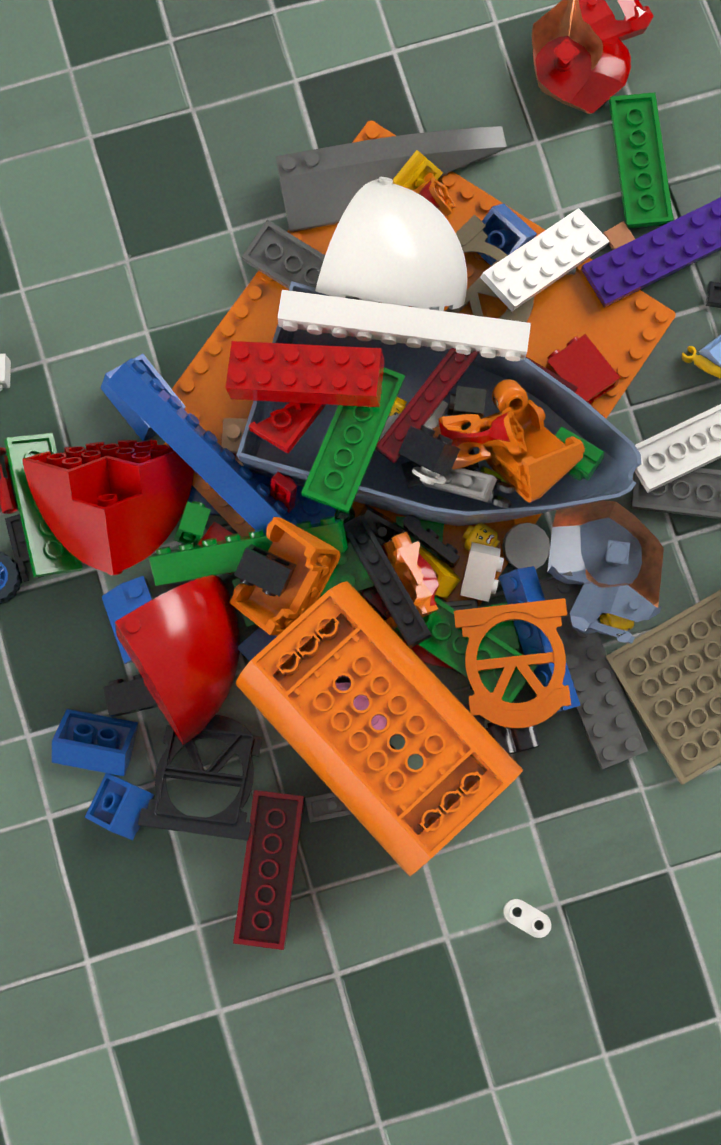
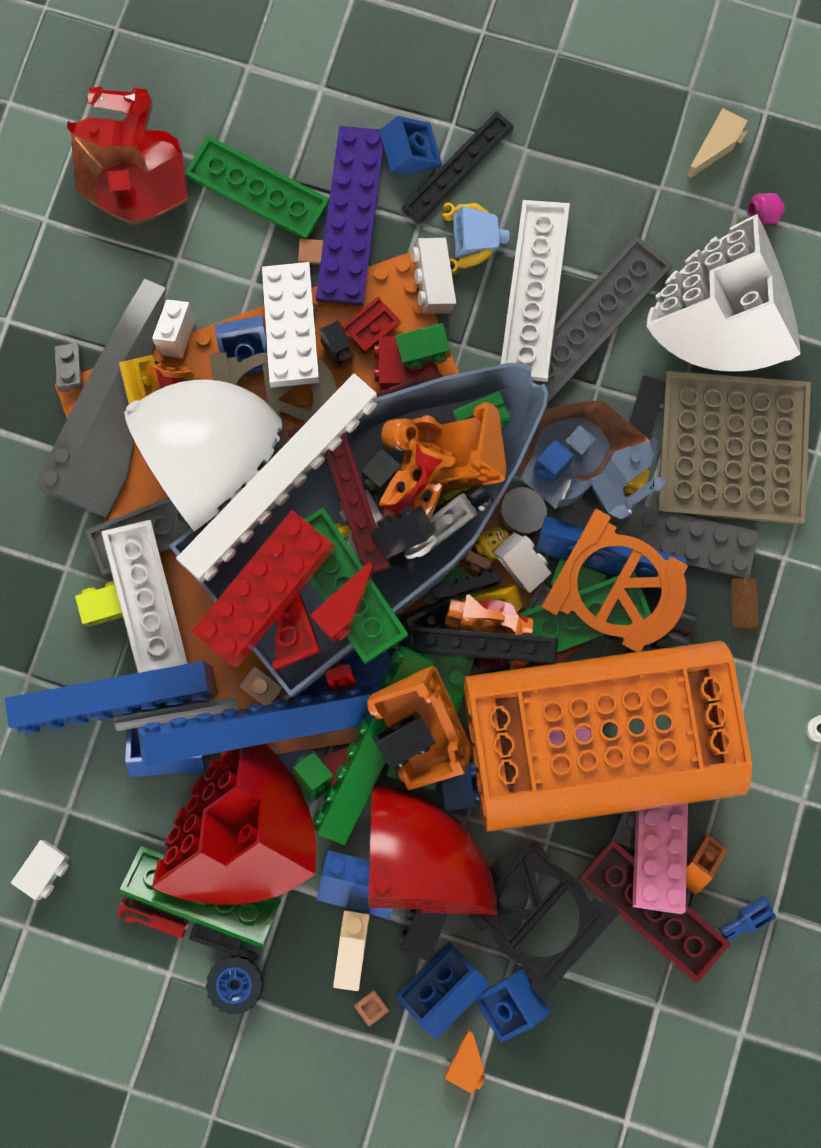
camera: 55 degrees left, 0 degrees up
(45, 696) = (371, 1008): none -> nougat tile
(48, 801) = (466, 1066): none -> orange slope
(80, 648) = (351, 950): none -> tan slope
(150, 329) = (109, 697): none -> blue brick
(172, 386) = (165, 715): none -> light grey axle
(221, 276) = (98, 605): none -> neon yellow brick
(245, 299) = (144, 597): none -> white plate
(314, 846) = (661, 859): none -> bright pink plate
(317, 954) = (749, 919): none -> blue arm
(333, 443) = (341, 608): none -> red slope
(335, 886) = (703, 864): none -> orange slope
(389, 119) = (68, 367): none -> plate
(456, 538) = (477, 563): none -> nougat plate
(476, 175) = (174, 329): none -> white brick
(555, 306) = (337, 344): none -> black brick
(579, 779) = (744, 603): none -> clear orange plate
(584, 543) = (553, 462): none -> blue brick
(593, 321) = (371, 323): none -> red plate
(601, 372) = (423, 346): none -> green brick
(669, 343) = (433, 275): none -> white brick
(687, 589) = (647, 405): none -> black tile

